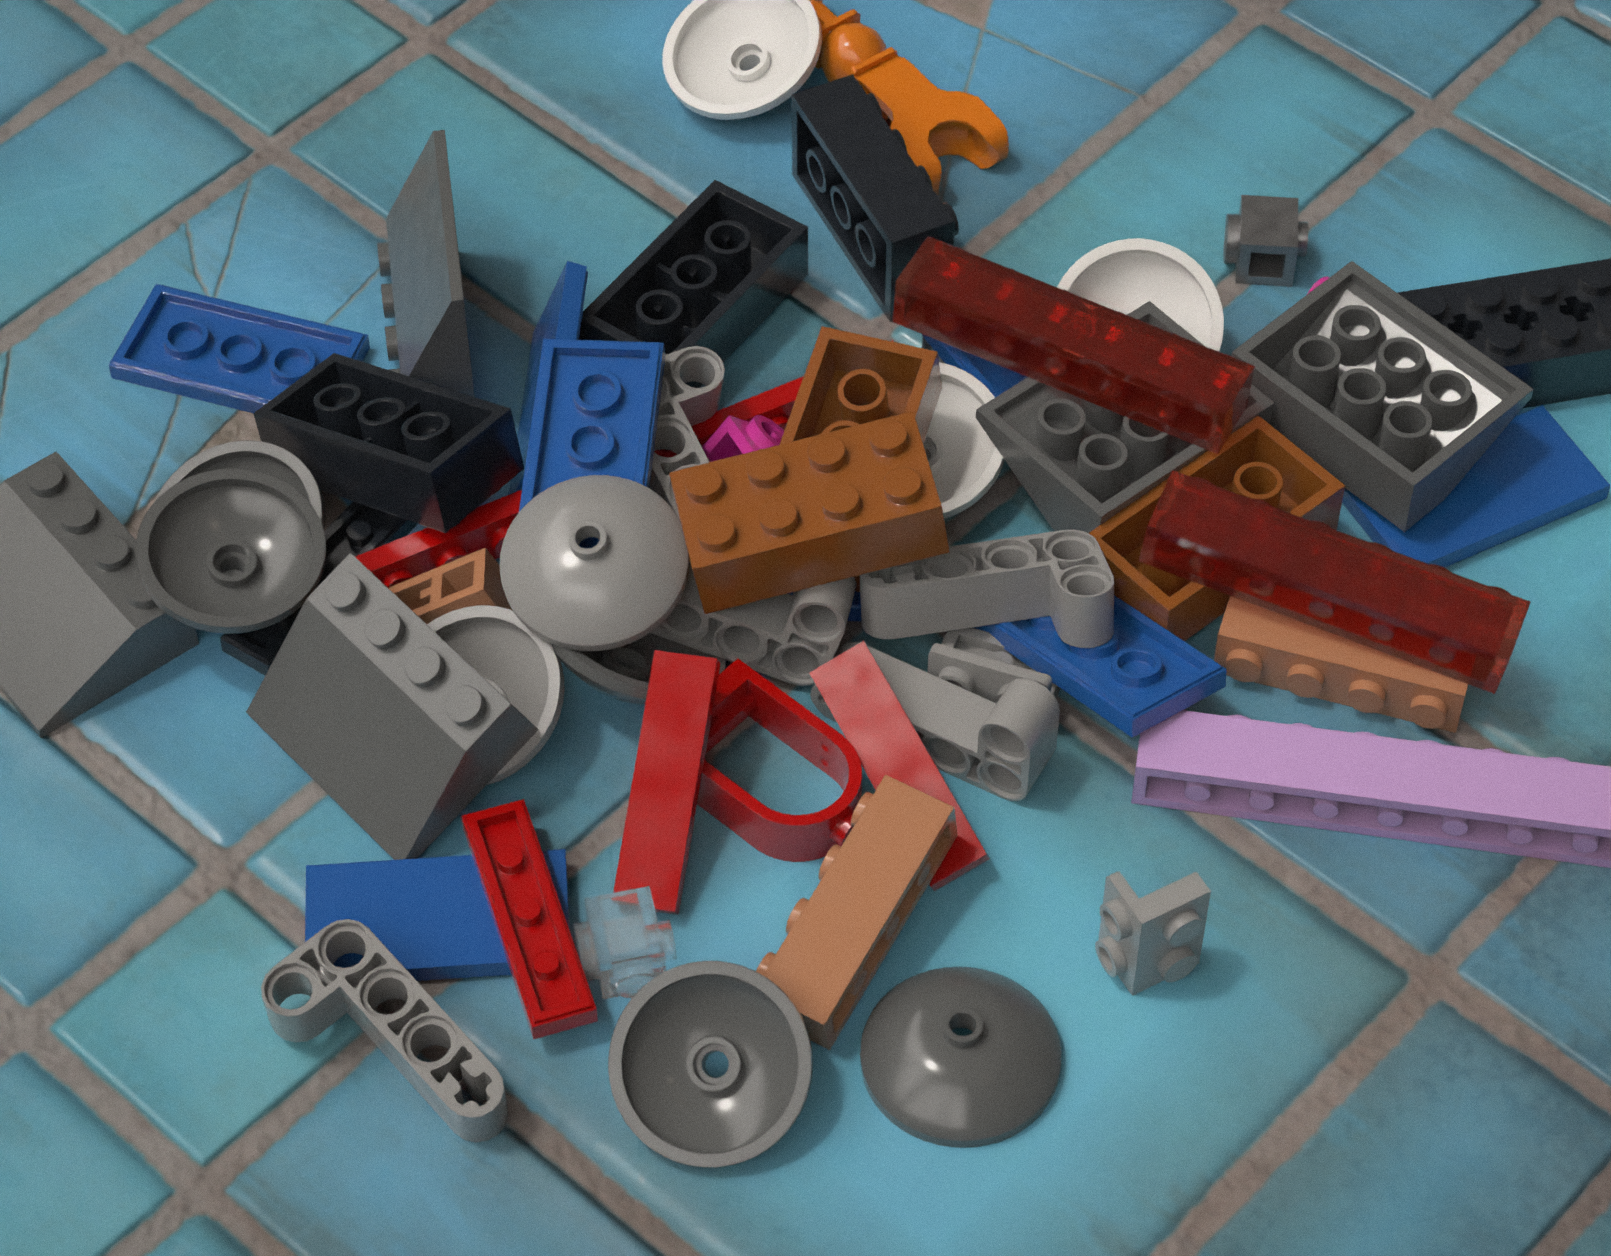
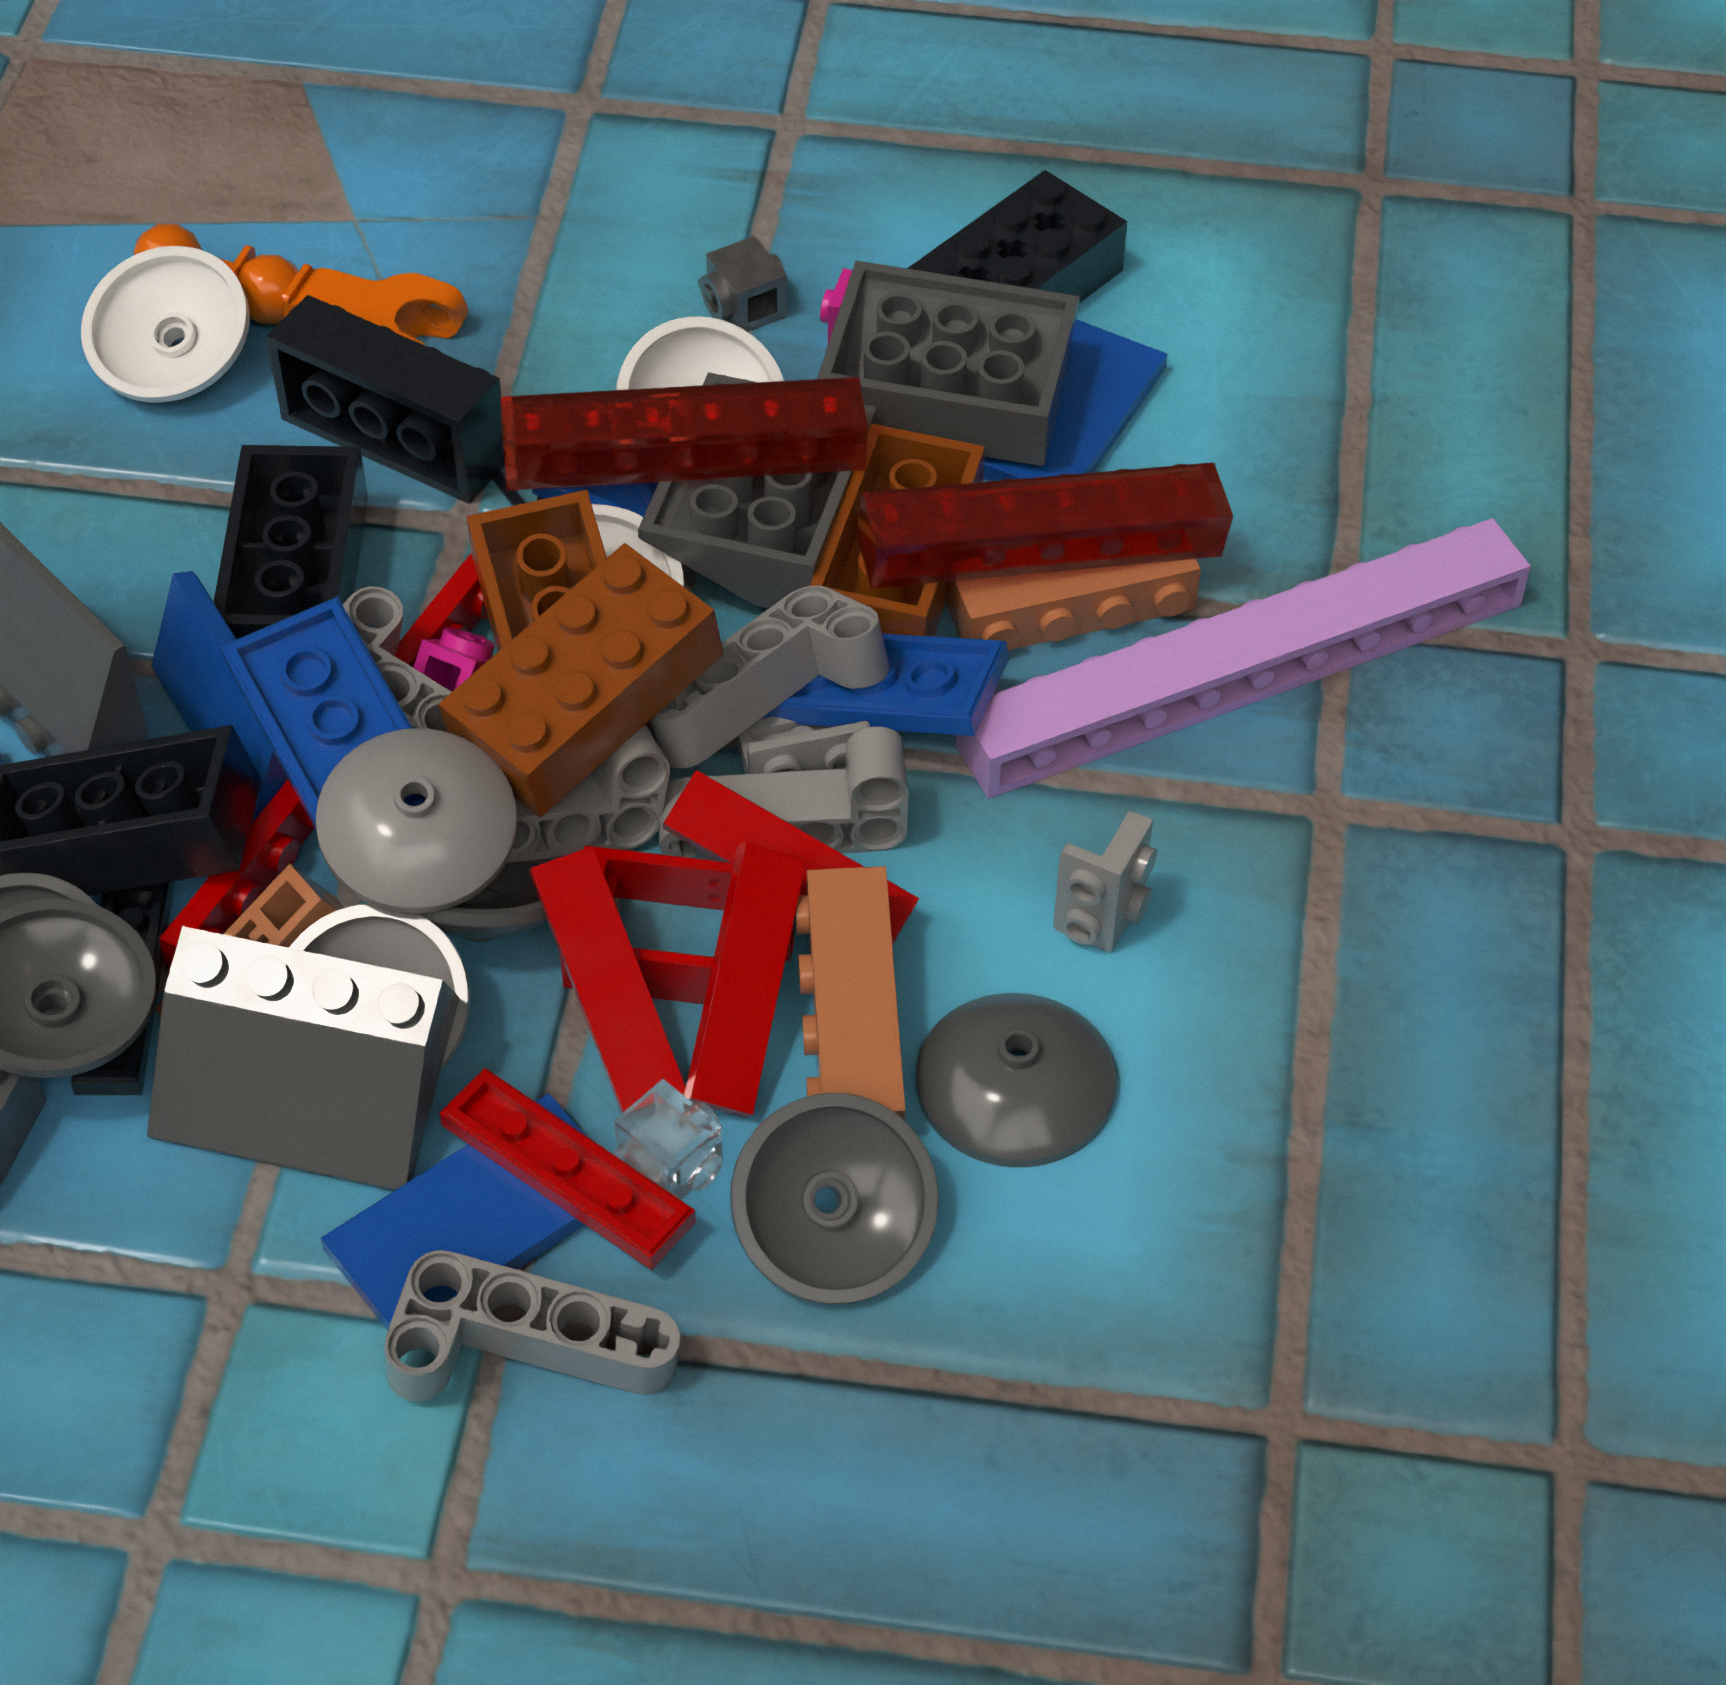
camera: 35 degrees left, 0 degrees up
(777, 840) = (745, 979): none -> red tile

